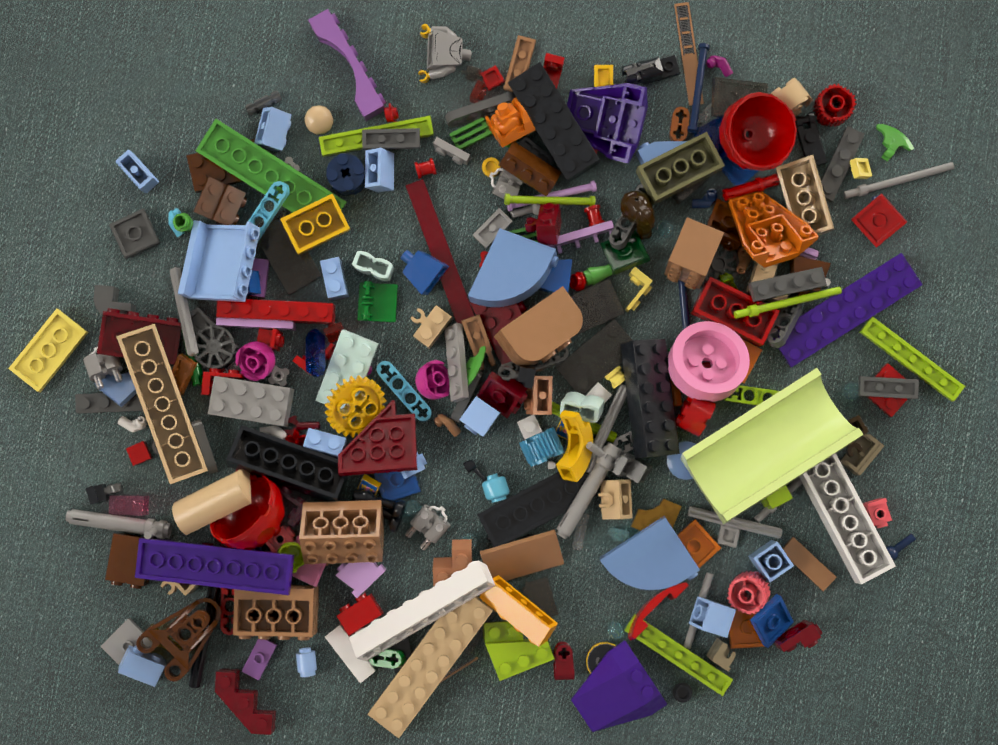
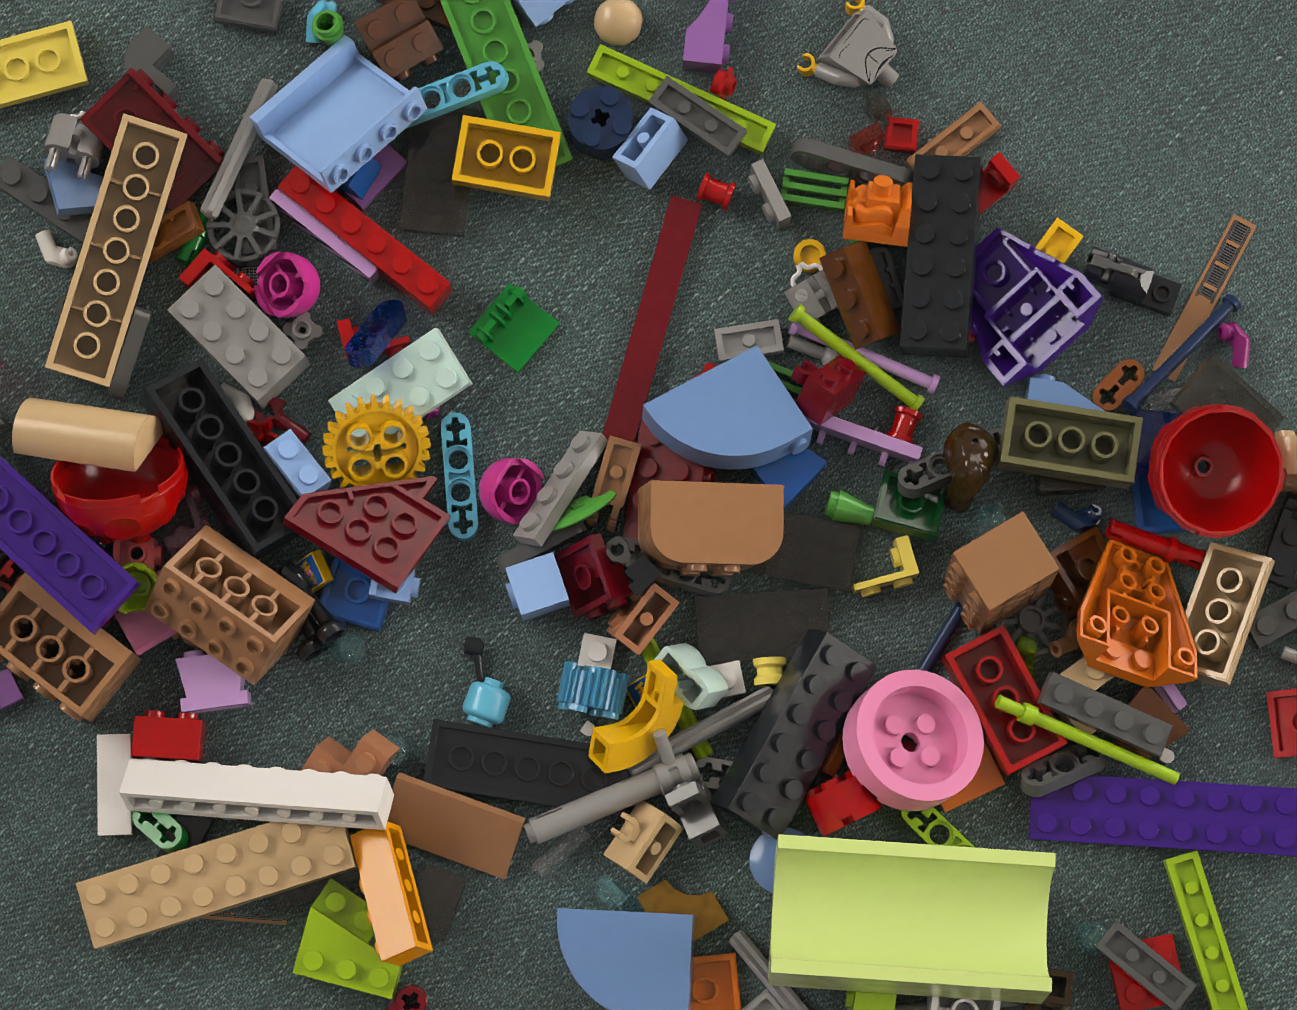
camera: 30 degrees right, 5 degrees down
(139, 453) = (33, 297): red tile -> none
(272, 338) = (333, 273): red bracket -> none
(306, 662) = (45, 751): light blue brick -> none
(333, 331) = (422, 322): clear red plate -> none
(334, 278) = (478, 252): light blue brick -> none
(378, 267) = (539, 267): light aqua brick -> none
(423, 270) = (608, 329): blue torso -> none
(429, 524) = (357, 686): light grey piece -> none
(431, 326) = (564, 413): tan brick -> none
(449, 423) = (489, 572): medium nougat arm -> none
(577, 281) = (814, 499): red plate -> none

